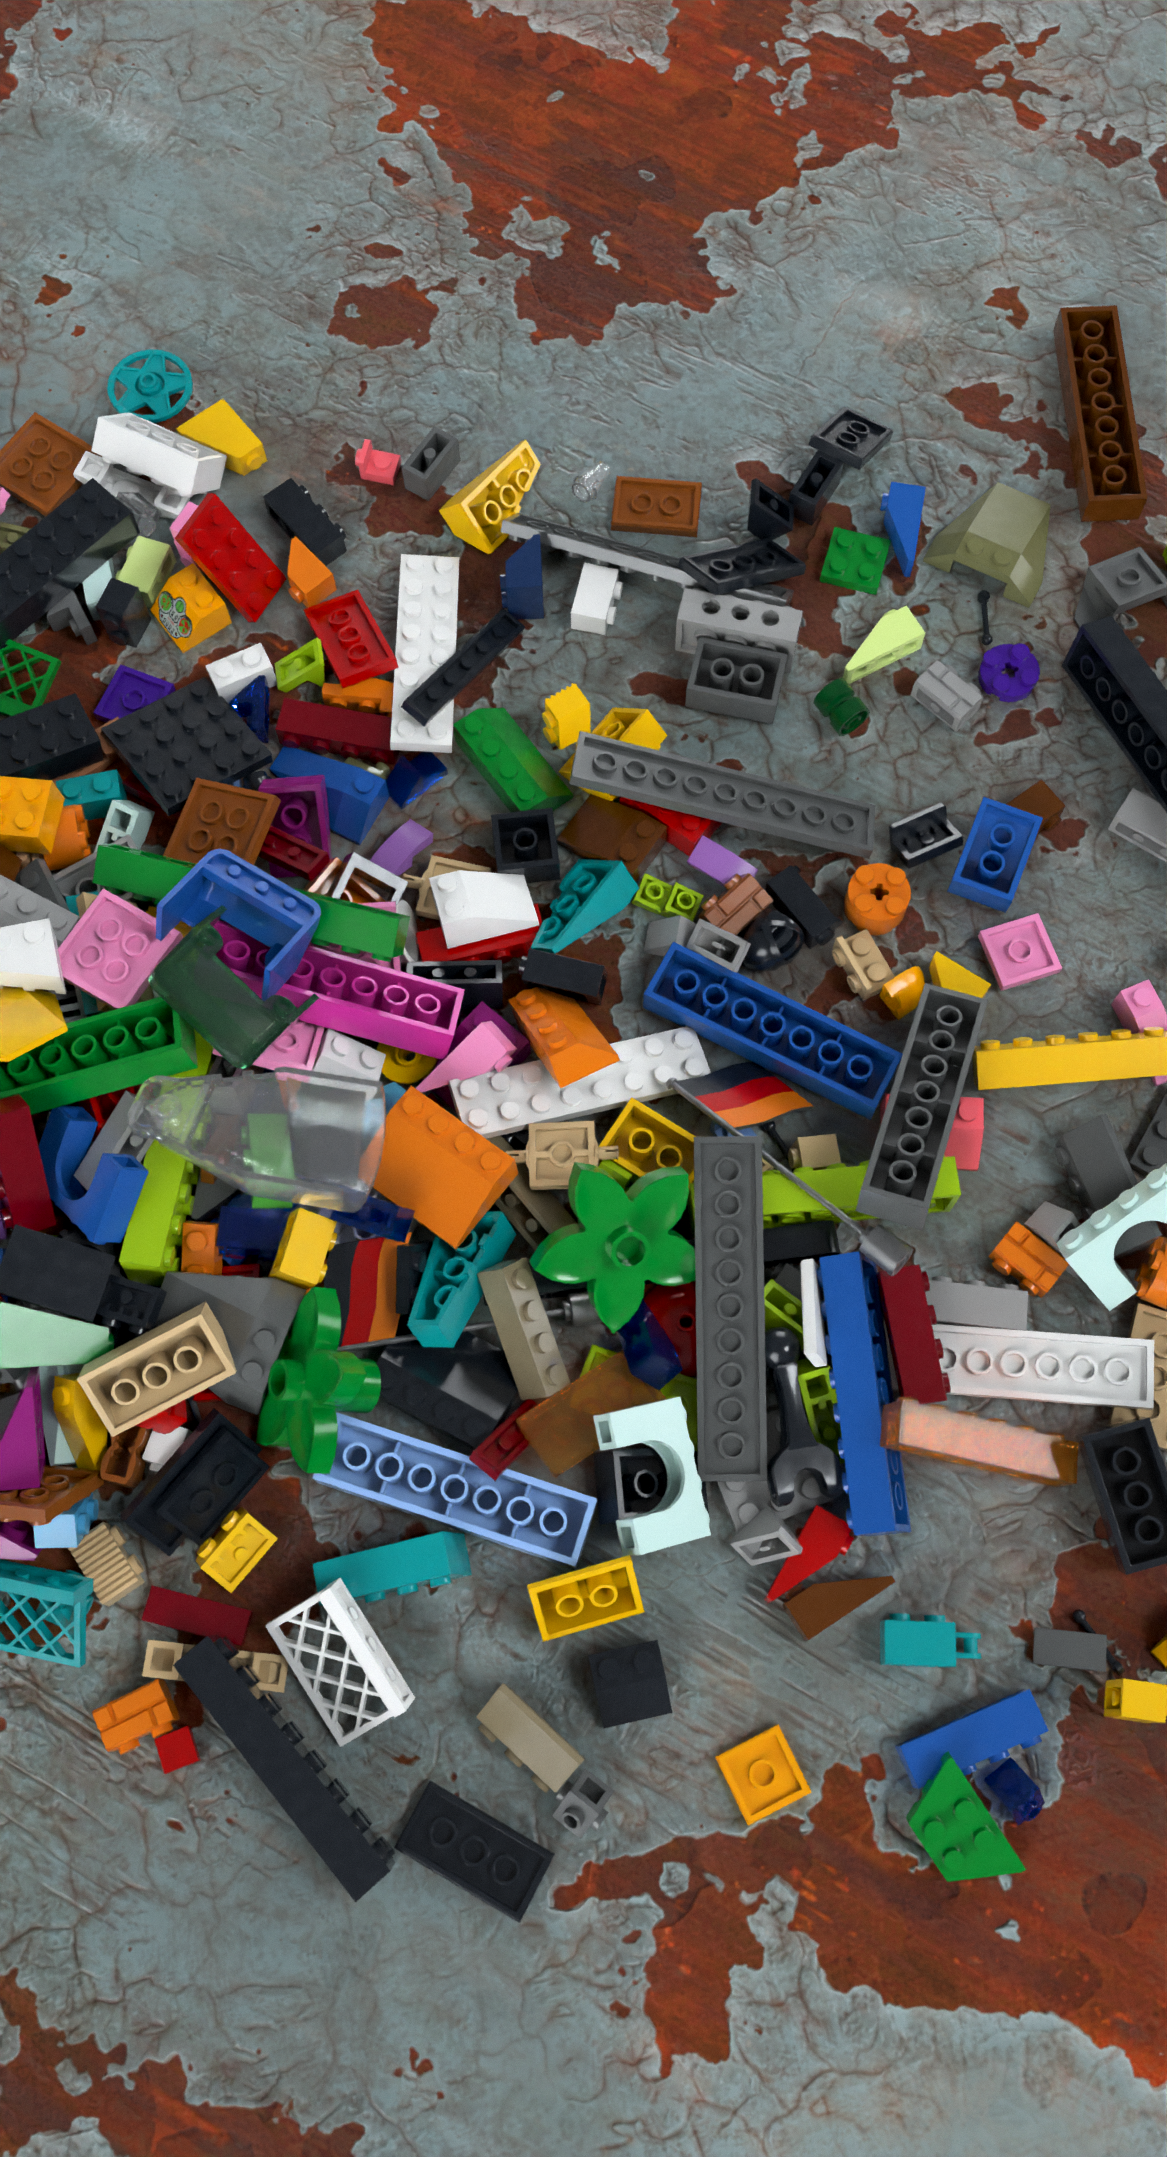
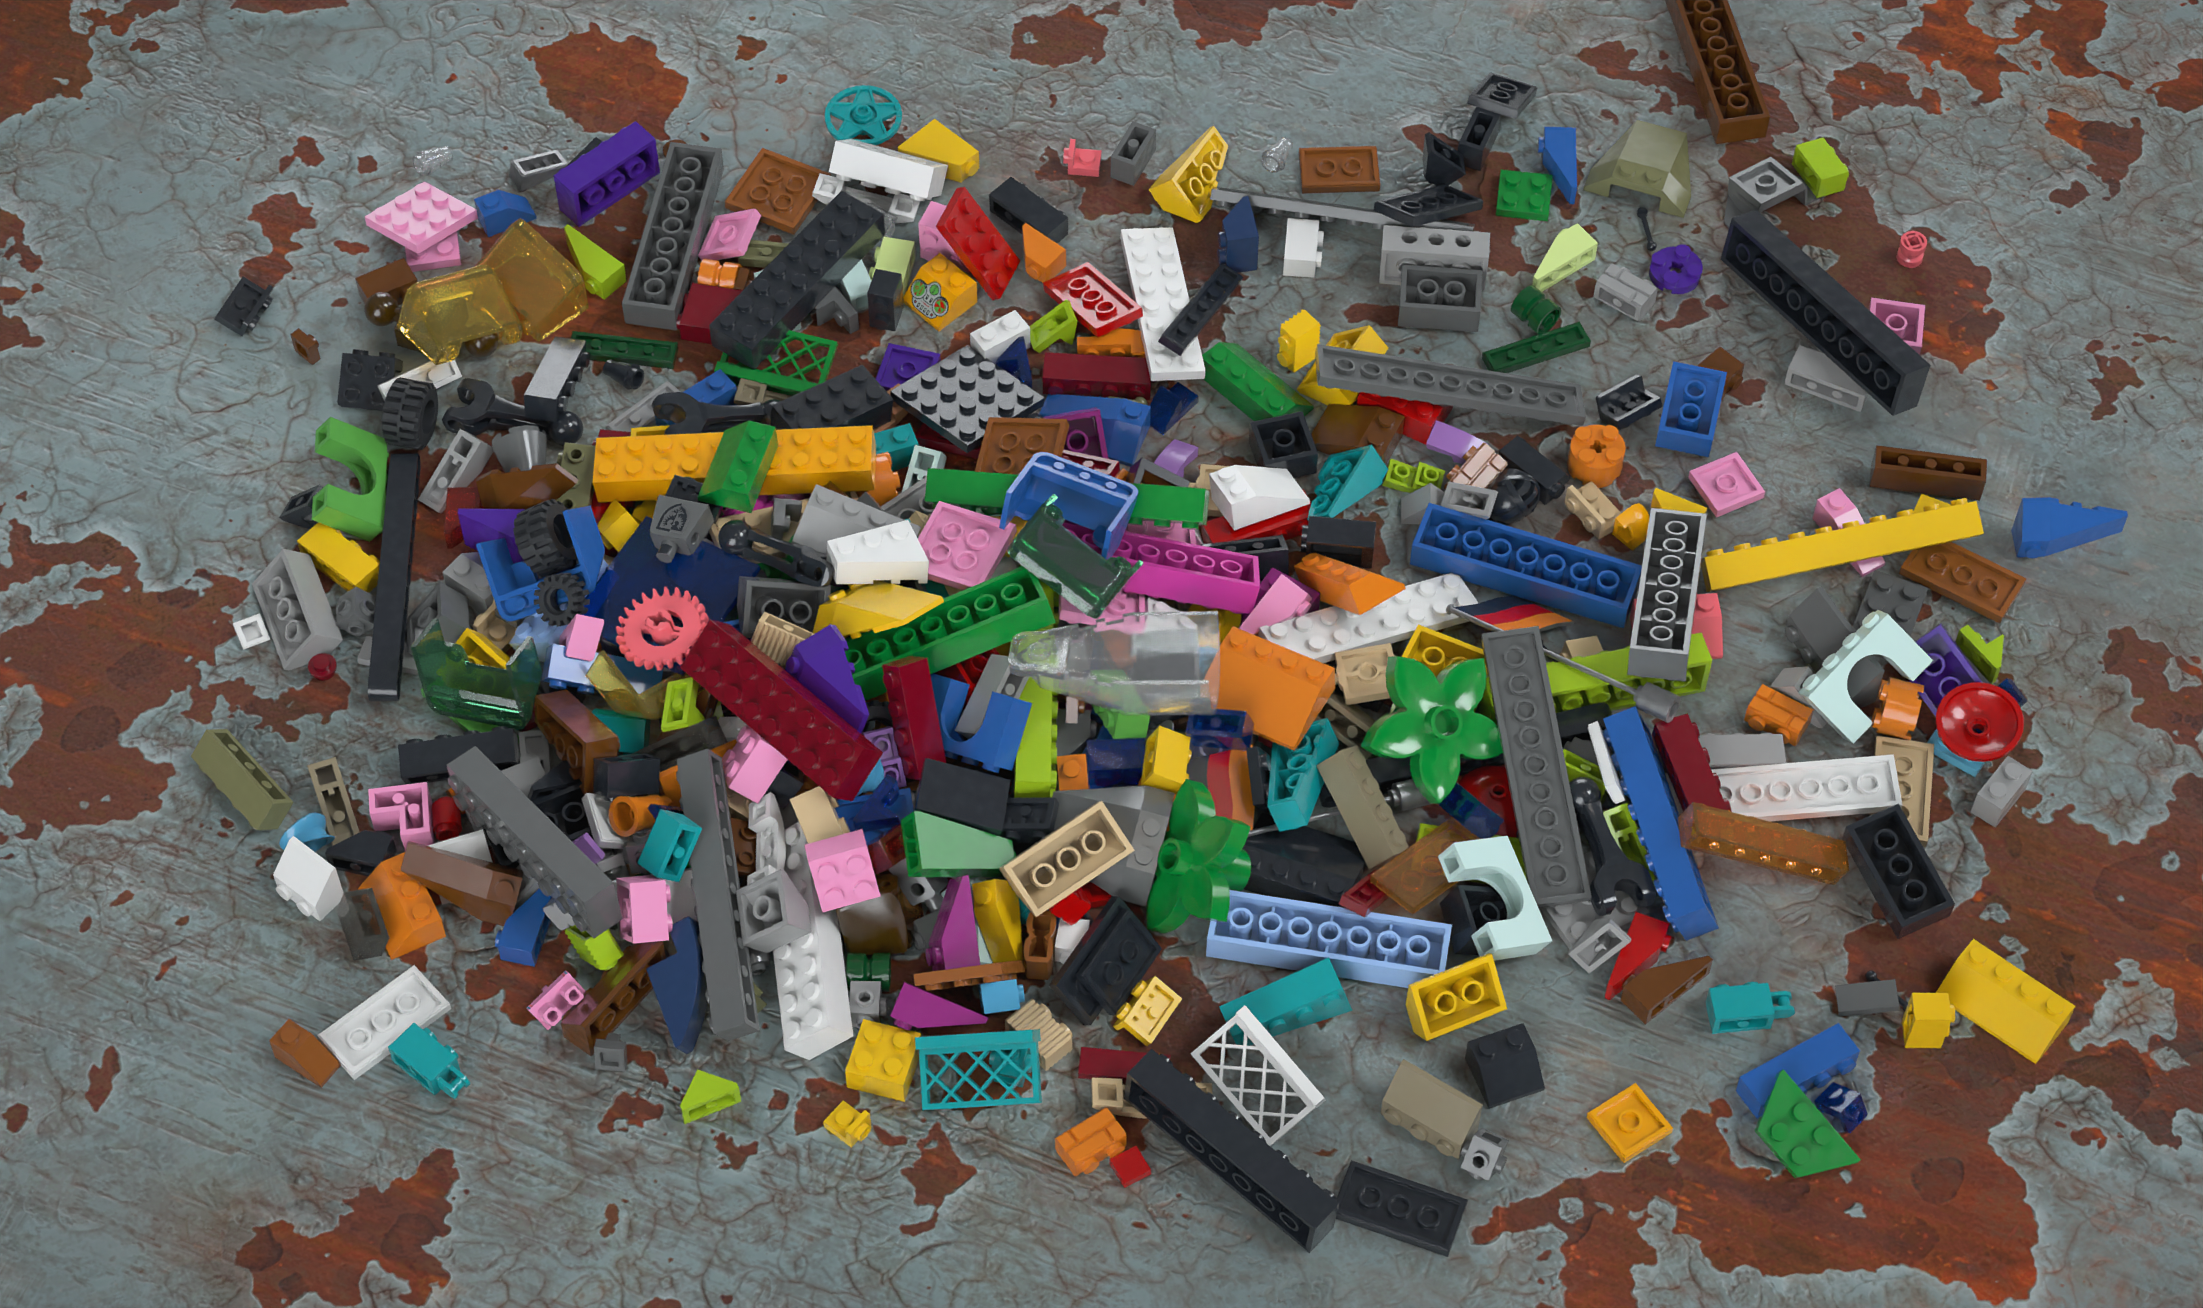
camera: 10 degrees left, 15 degrees down
(834, 753) = (1537, 349): none -> dark green tile

